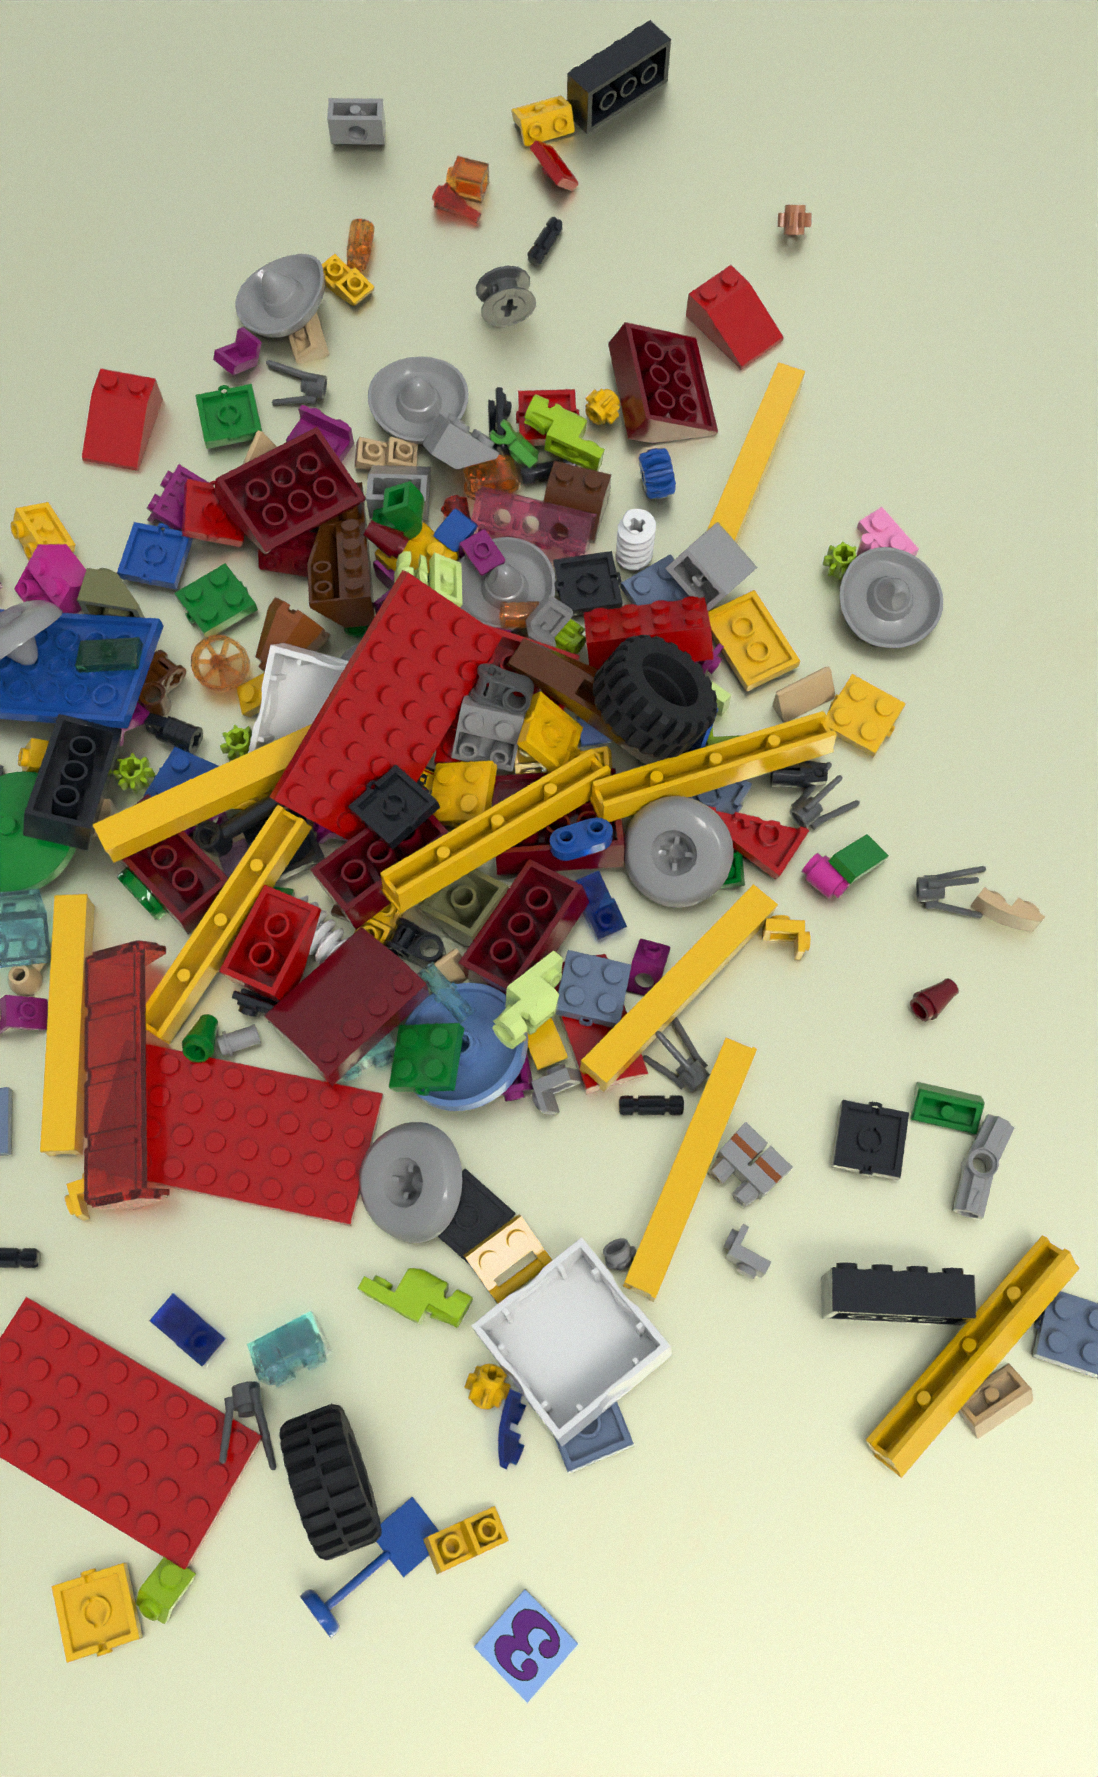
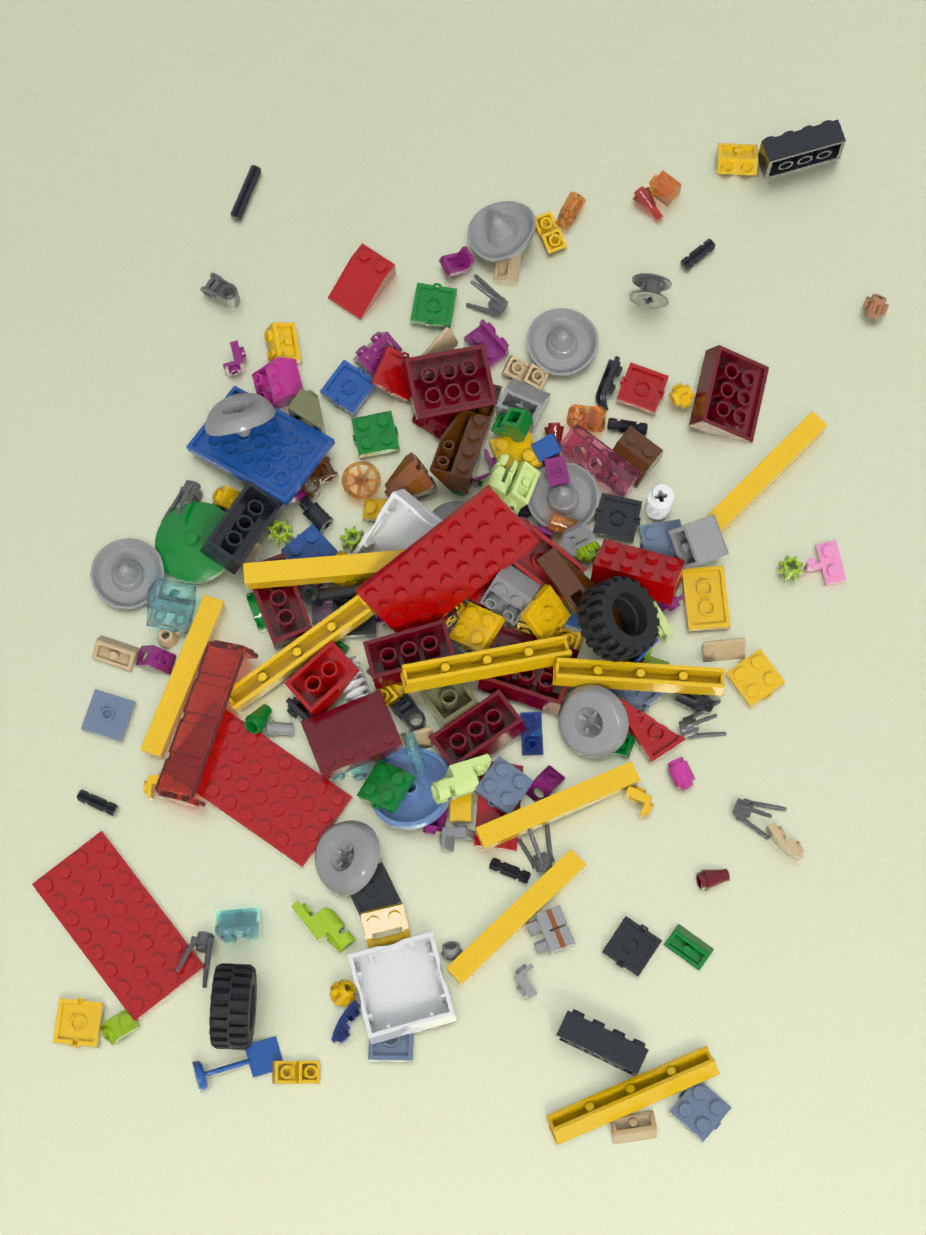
camera: 25 degrees right, 5 degrees up
(109, 654) = (293, 452): plate -> none
(187, 1329) = (185, 888): clear blue slope -> none
(356, 121) = (605, 115): light grey brick -> none
(387, 539) = (499, 439): dark red cone -> none
(394, 806) = (428, 624): black plate -> none
(457, 446) = (573, 389): light grey slope -> none
(500, 689) = (527, 576): dark grey piece -> none
(520, 448) = (613, 405): bright green plate -> none
(526, 1645) = (306, 1143): tile -> none
(554, 166) = (728, 199): red plate -> none
(564, 433) = (646, 407): lime plate -> none
(582, 839) = (535, 692): blue plate -> none
(657, 473) = (695, 459): blue gear -> none
(733, 317) = (800, 364): red slope -> none
(858, 858) = (706, 771): green tile -> none
(890, 598) = (809, 607): light grey hat -> none
(973, 1185) = (681, 1000): light grey piece -> none

